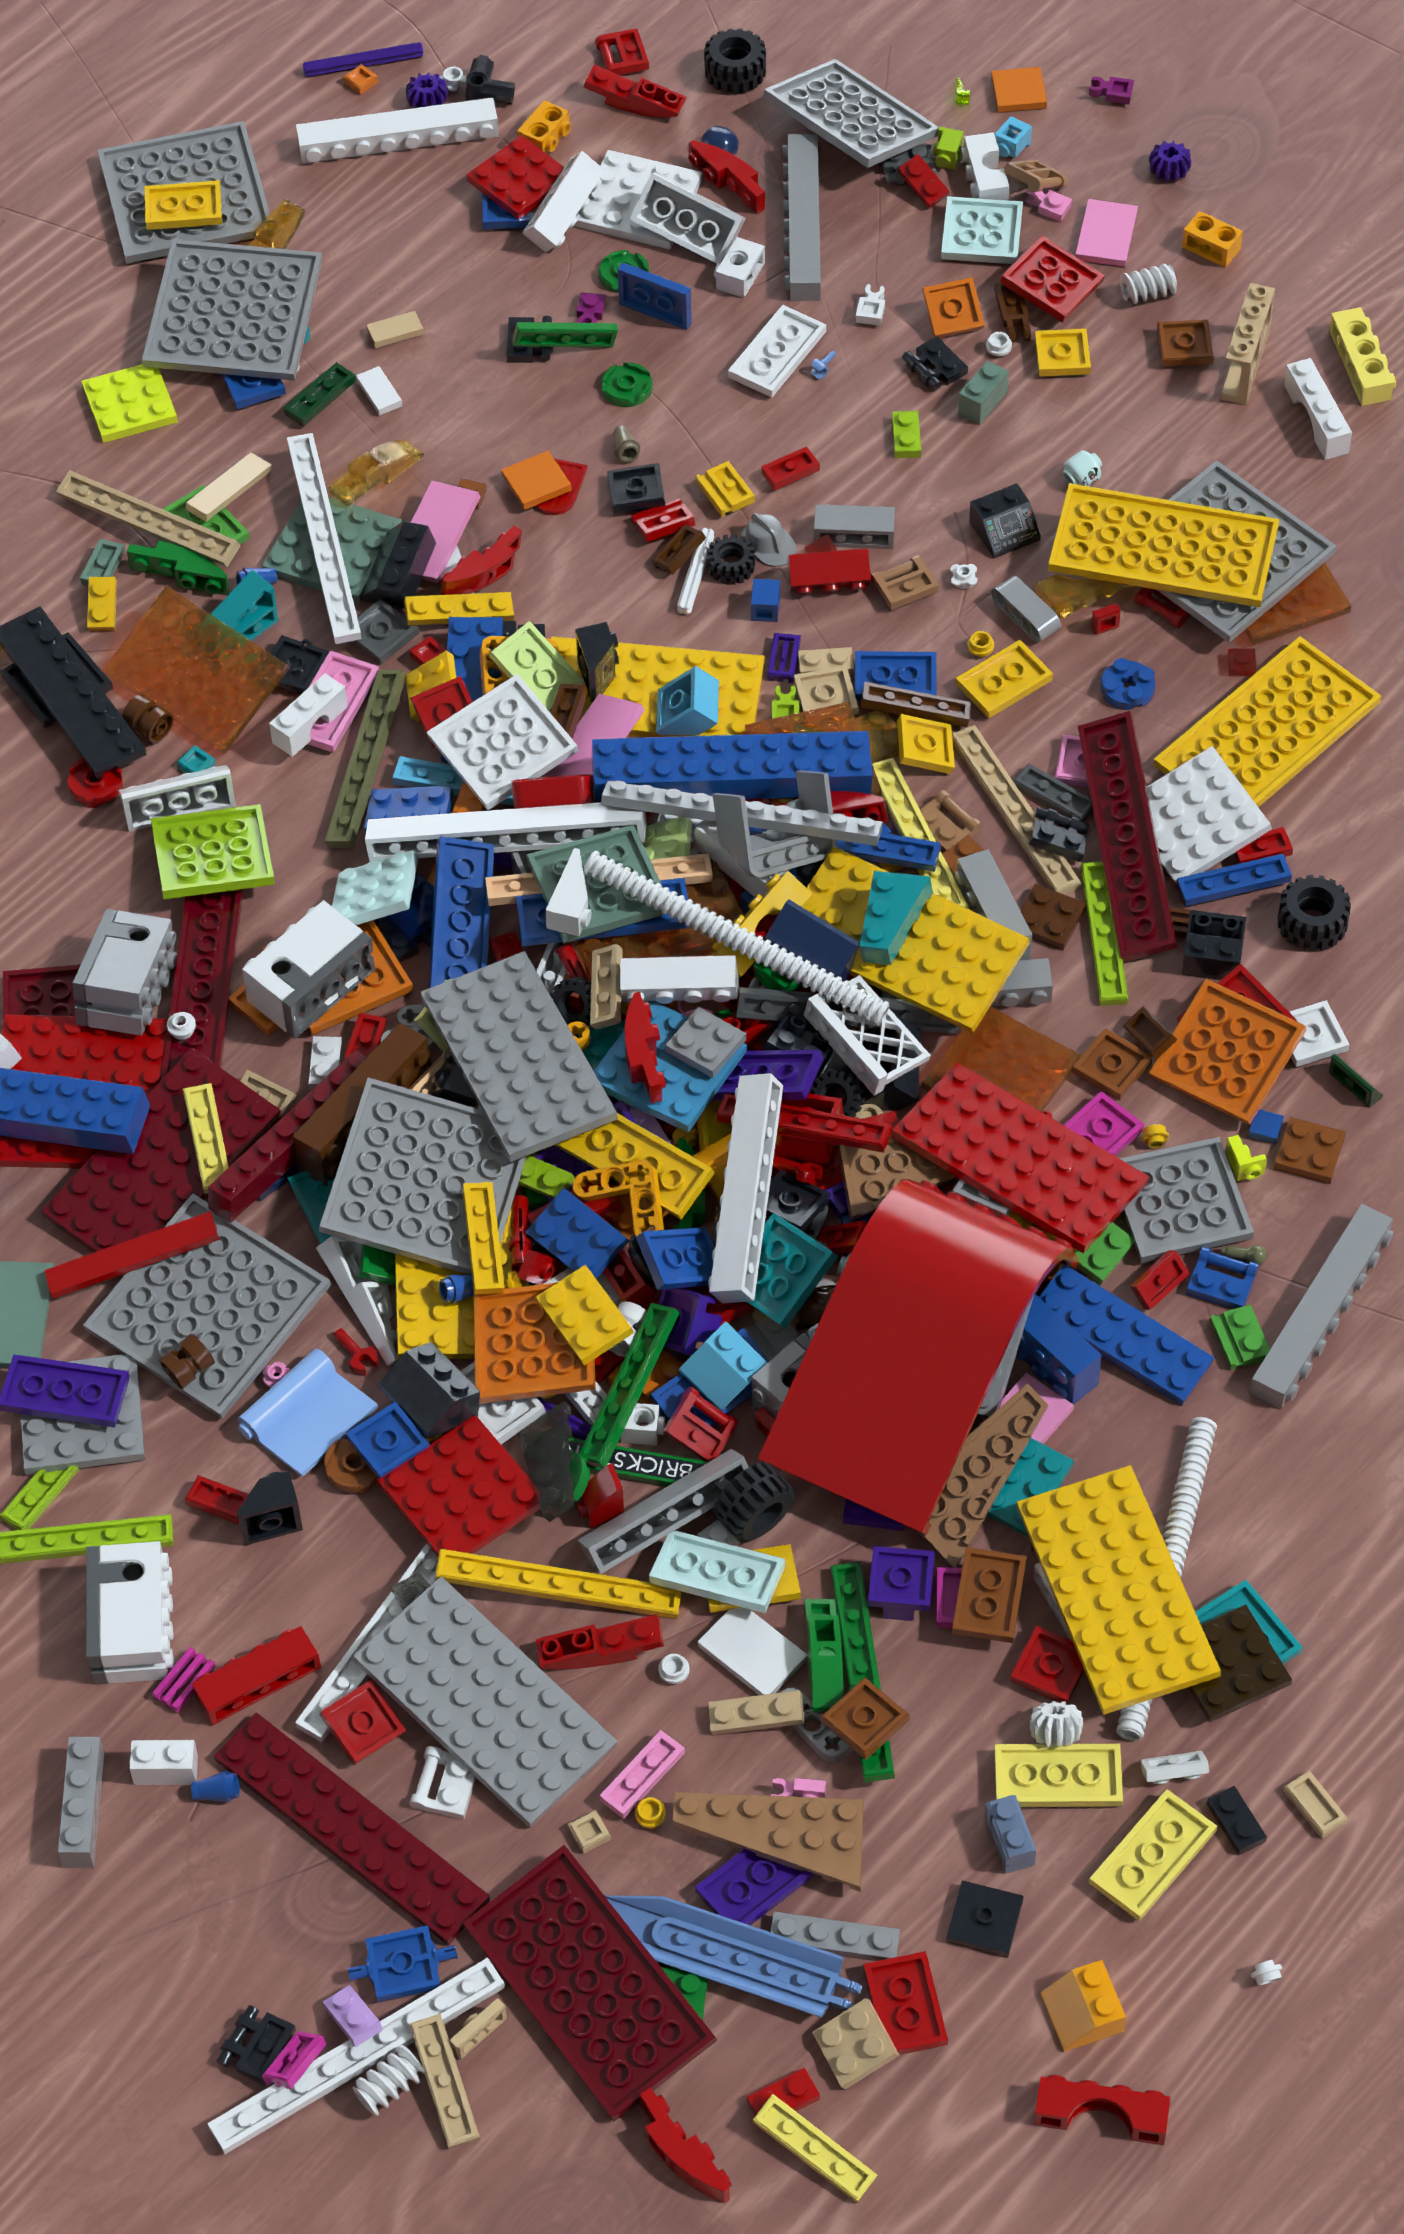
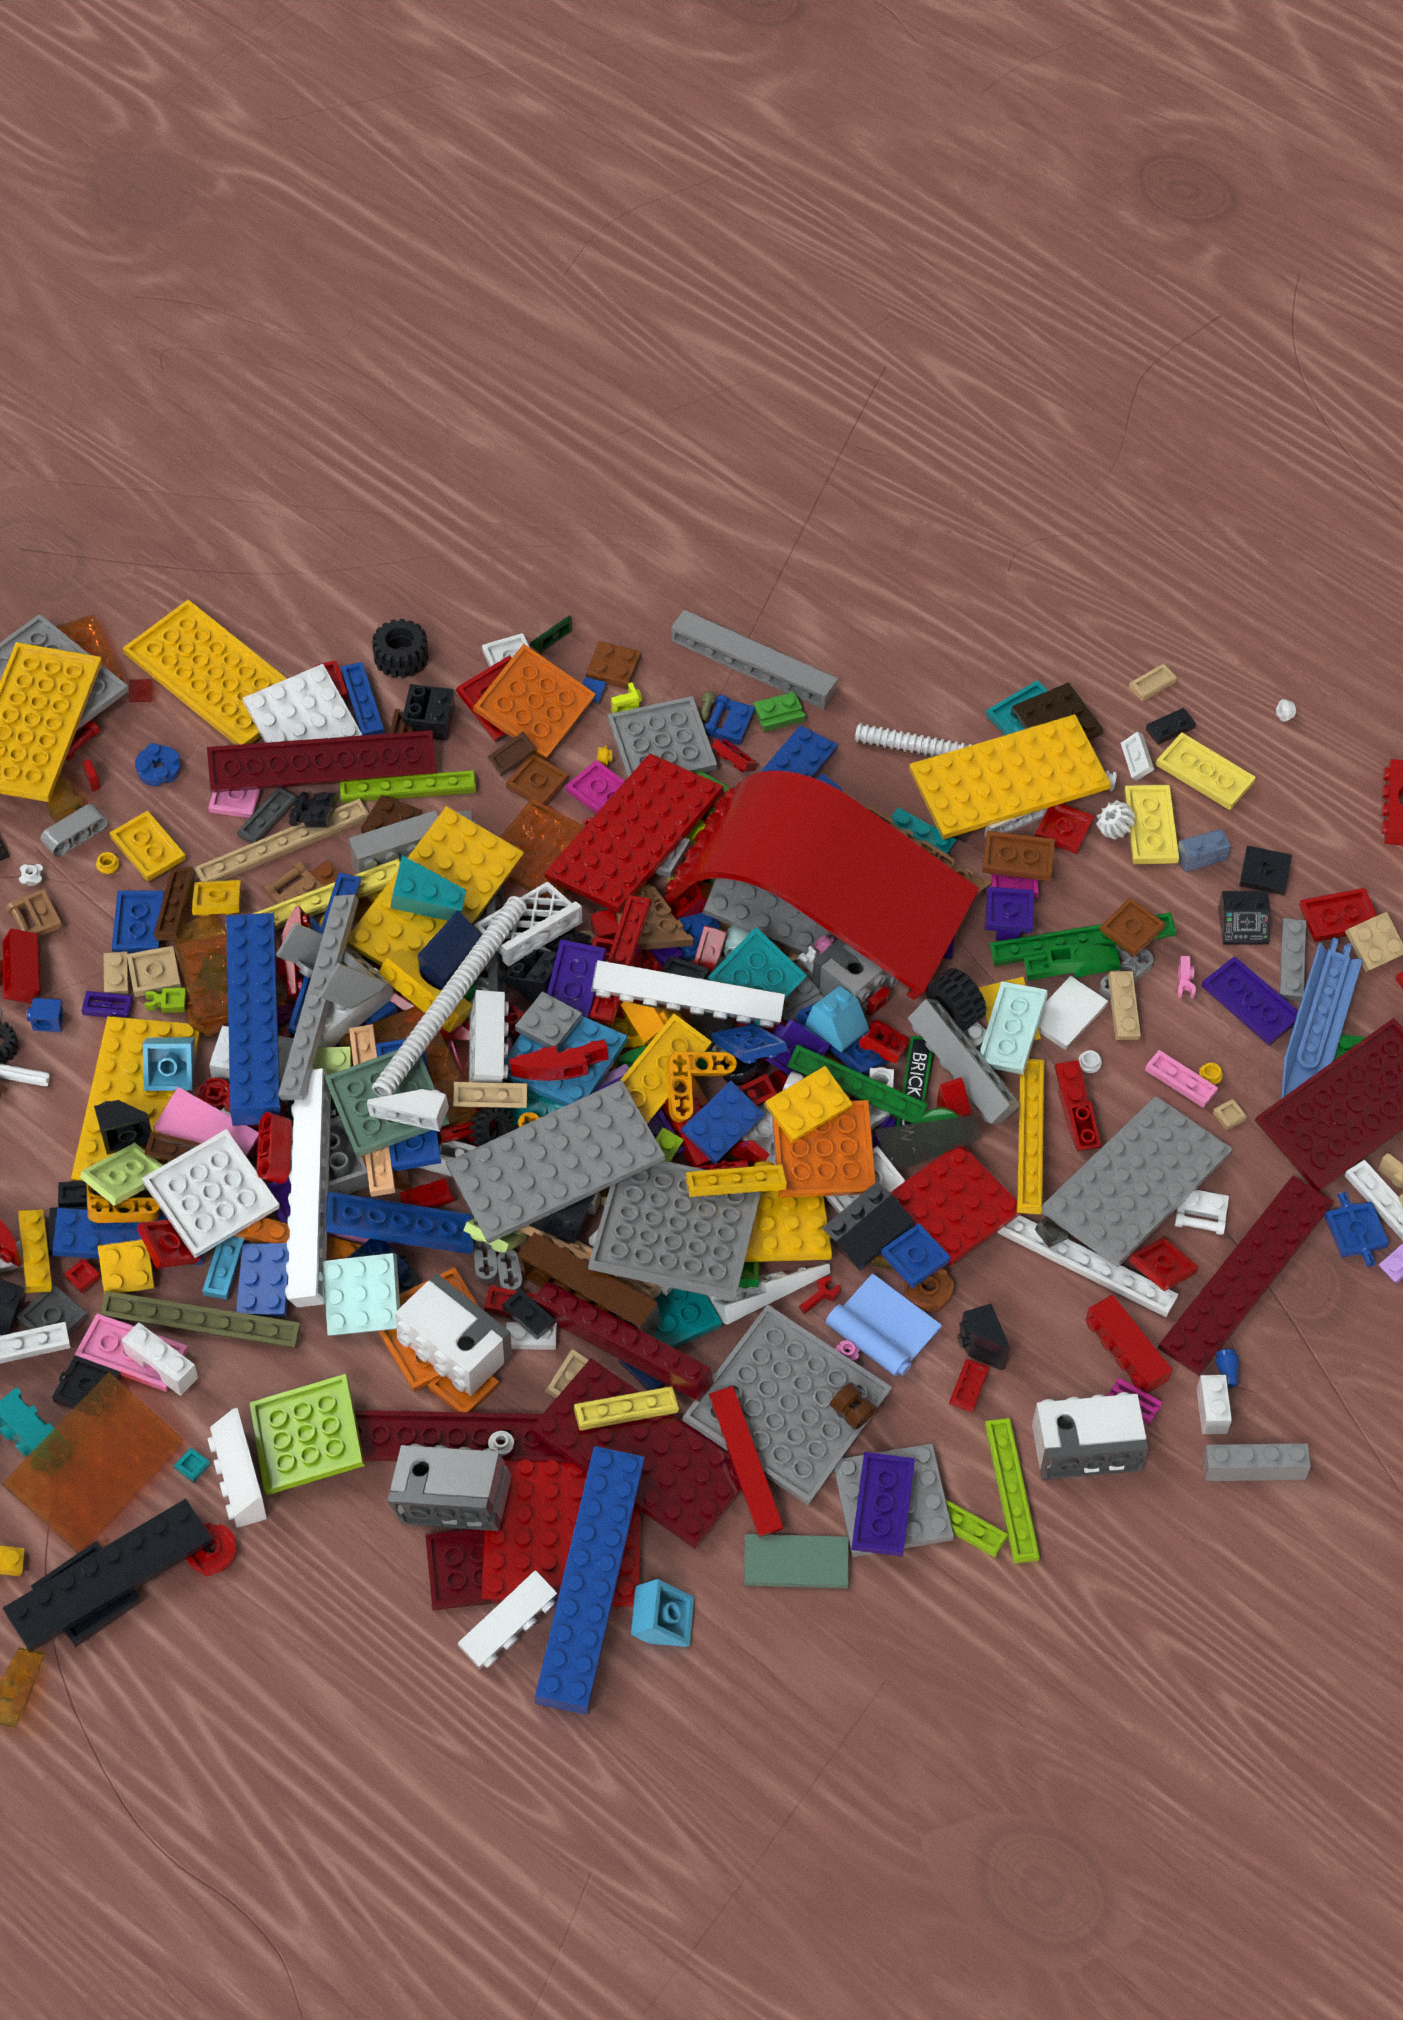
camera: 95 degrees left, 0 degrees up
(148, 718) = (147, 1500): reddish brown wheel -> none
(339, 1047) = (528, 1314): none -> black plate
(456, 1288) = (774, 1205): blue cone -> none
(788, 1830) = (1221, 976): medium nougat wing -> none
(897, 1878) = (1244, 917): none -> black slope
(1084, 2006) = (1326, 810): light orange slope -> none

